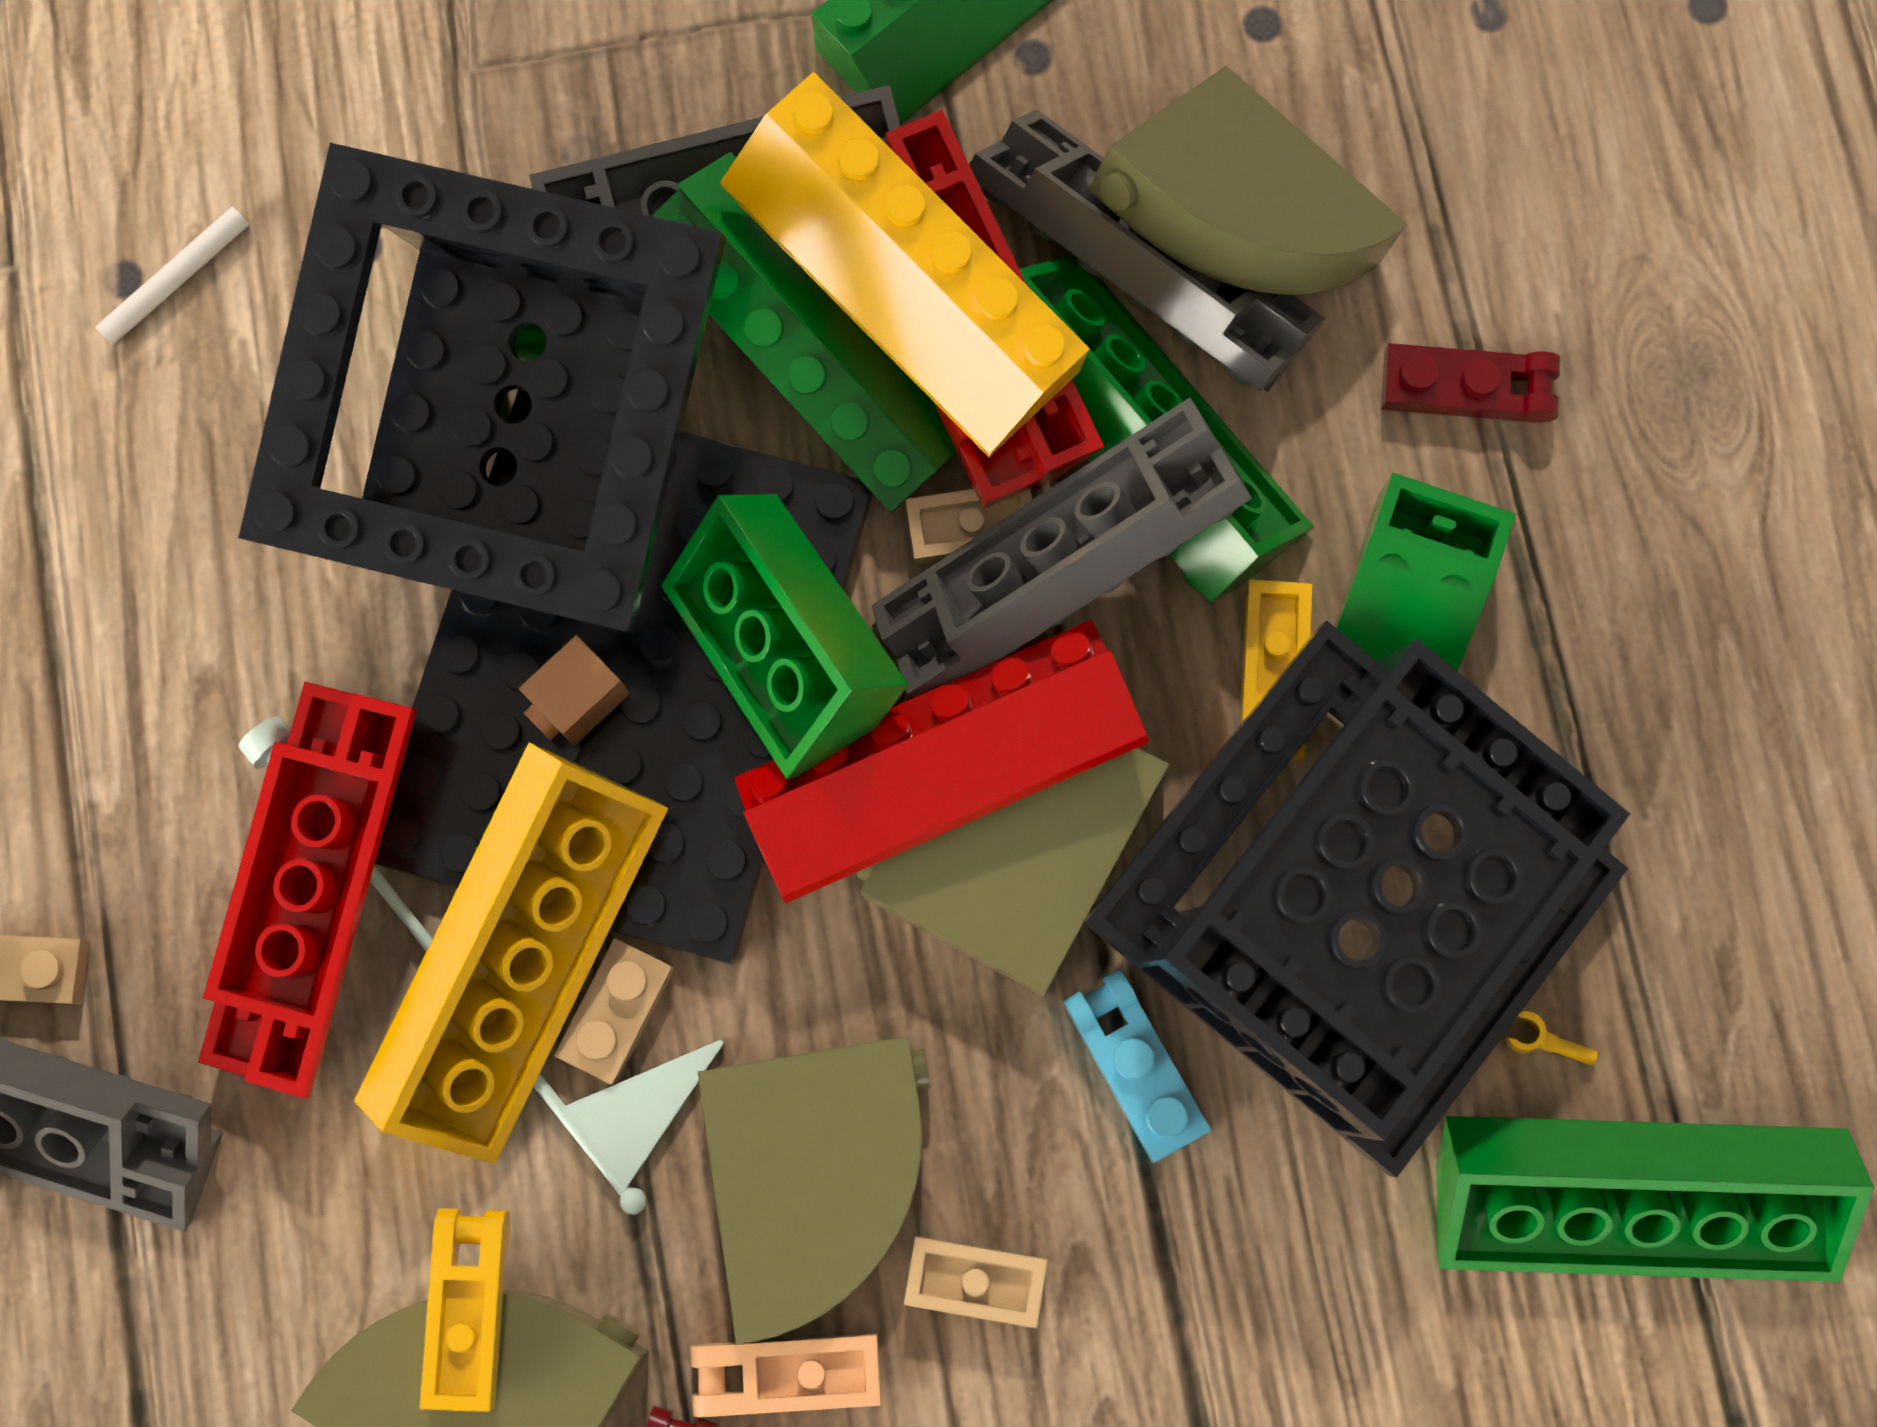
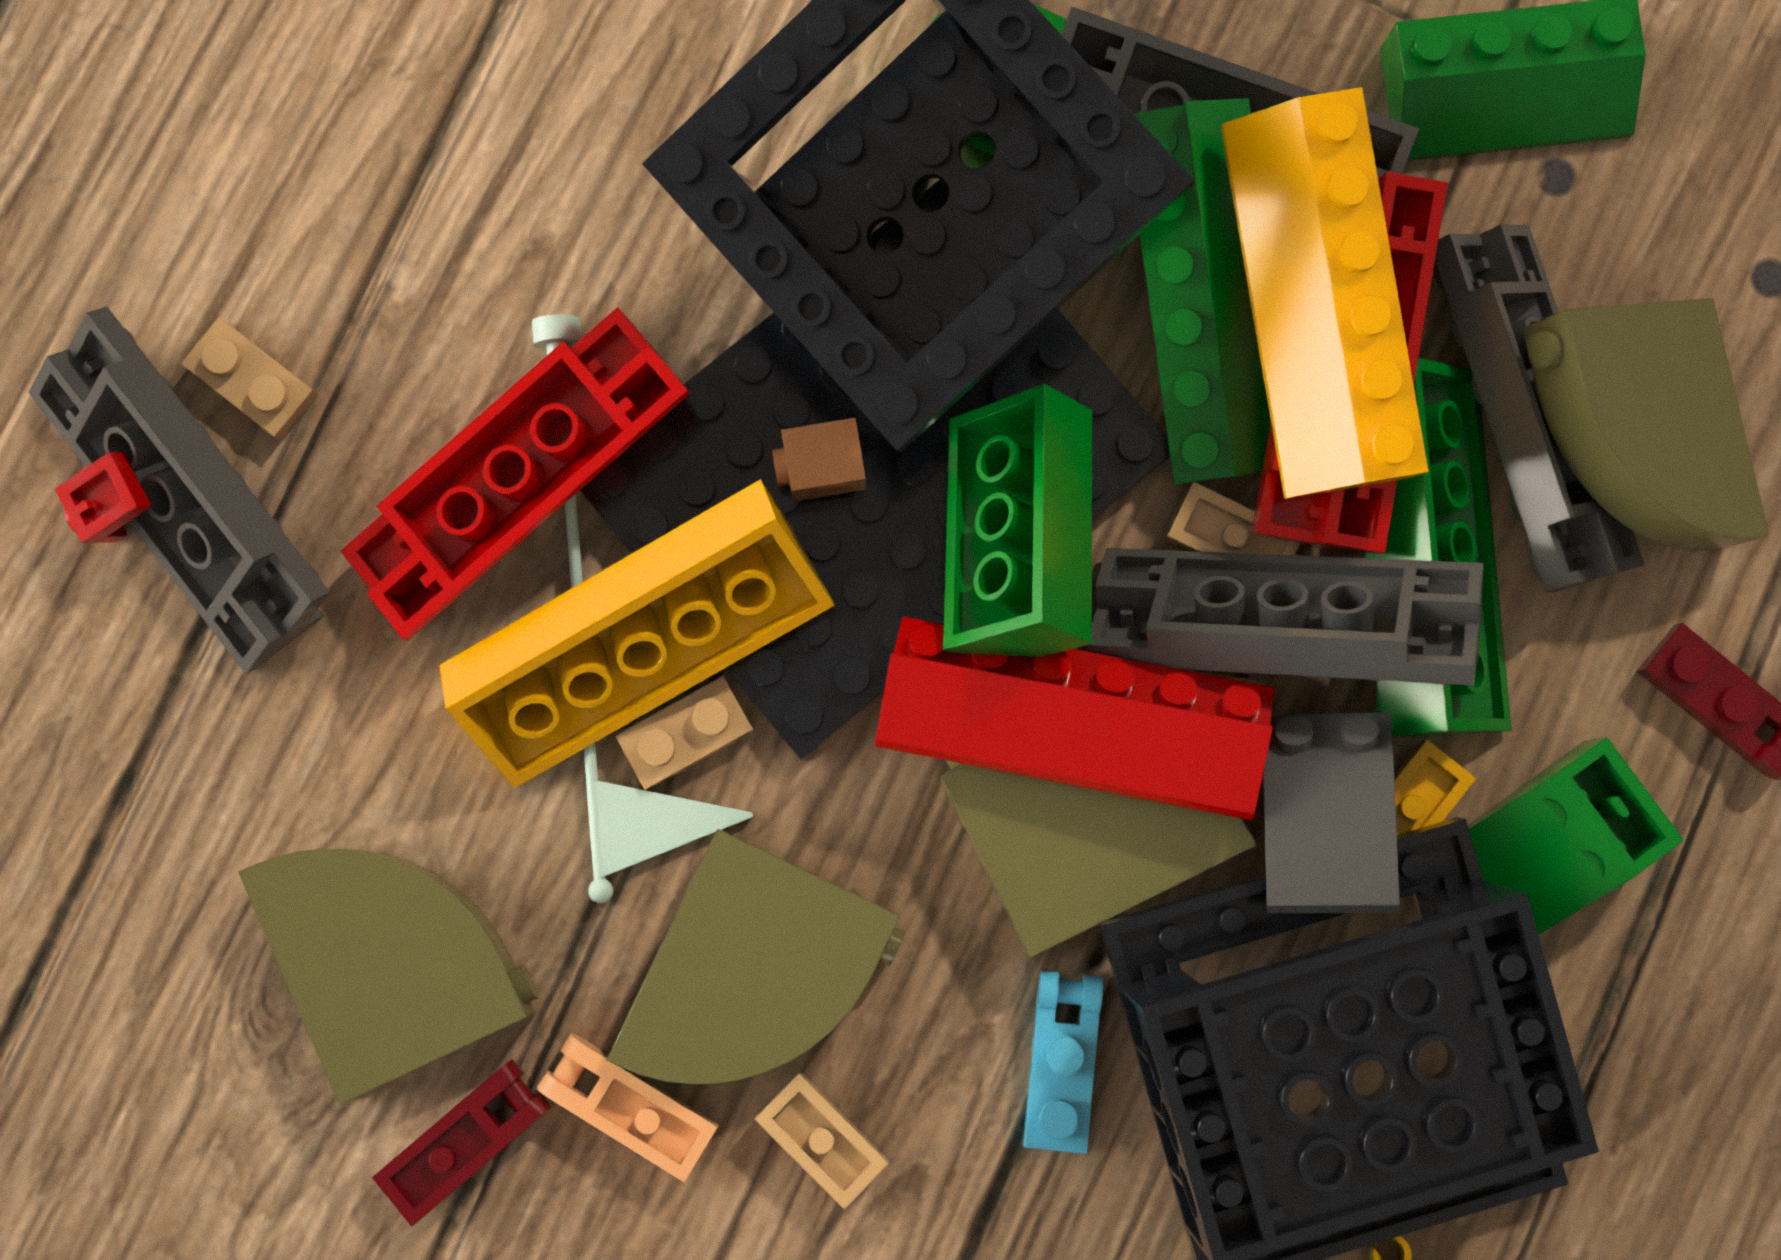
camera: 30 degrees right, 5 degrees up
(464, 1312) = (417, 891): yellow plate -> none
(1212, 693) = (1331, 814): none -> dark grey slope

